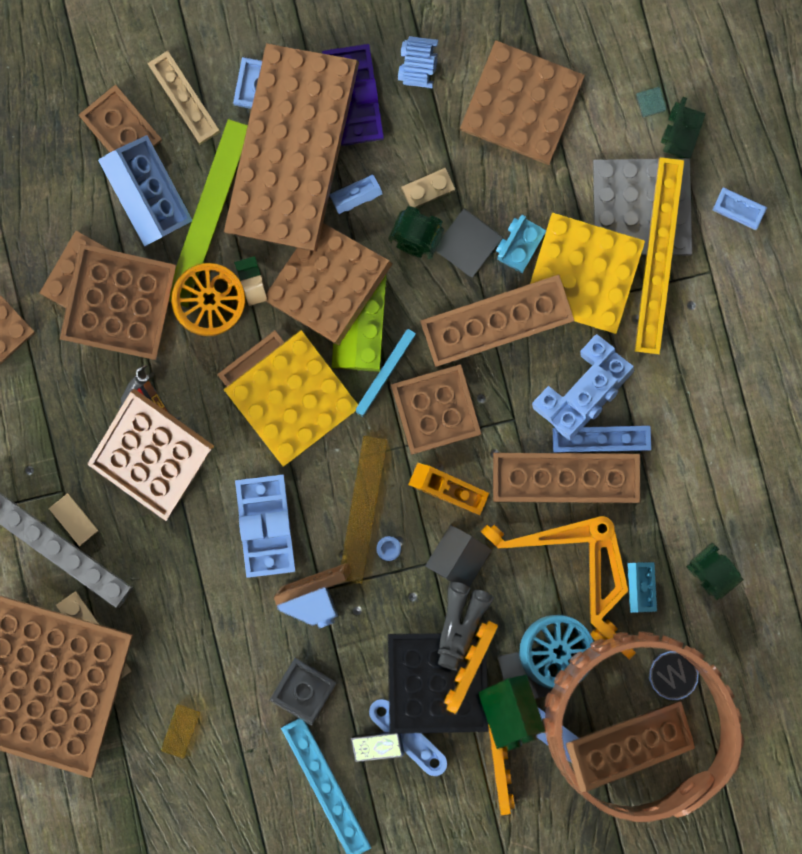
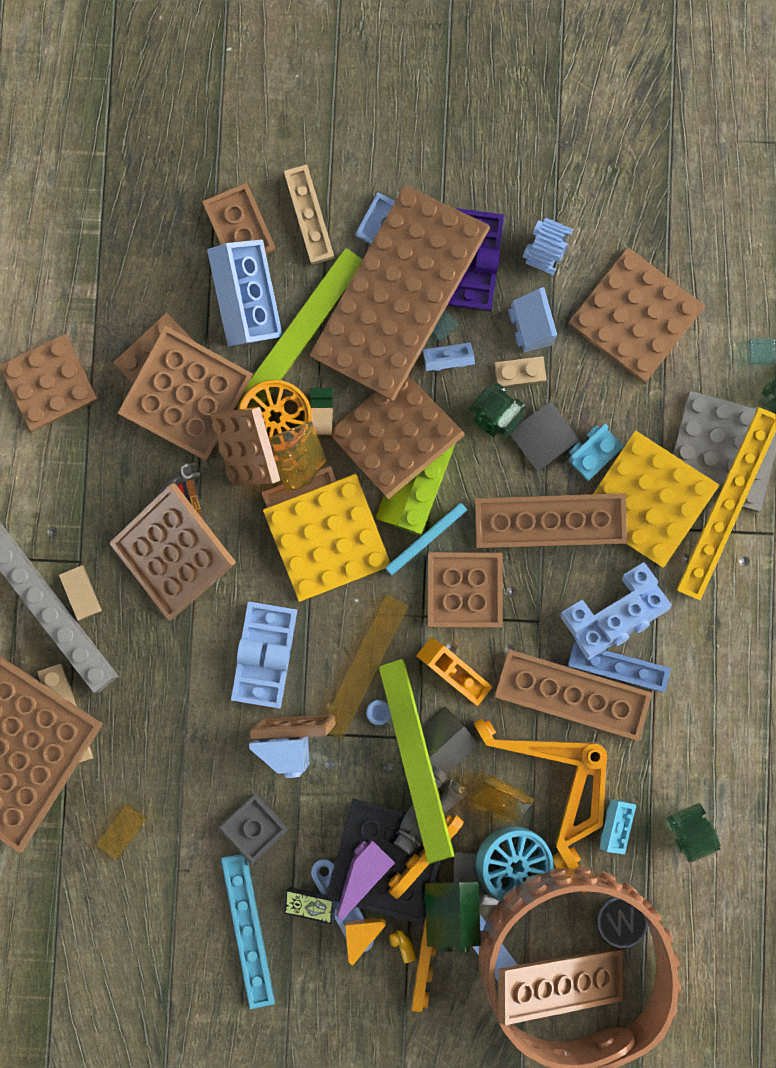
camera: 15 degrees right, 0 degrees up
(190, 335) = (245, 446): none -> medium nougat plate
(240, 330) = (297, 456): none -> clear yellow slope
(344, 166) = (444, 326): none -> clear light blue tile
(418, 697) = (364, 872): none -> medium lavender slope
(425, 137) = (533, 321): none -> light blue slope
(432, 758) = (360, 935): none -> light orange slope
(436, 581) = (416, 762): none -> lime tile
(477, 757) = (406, 948): none -> yellow arm
(525, 593) = (500, 797): none -> clear yellow slope

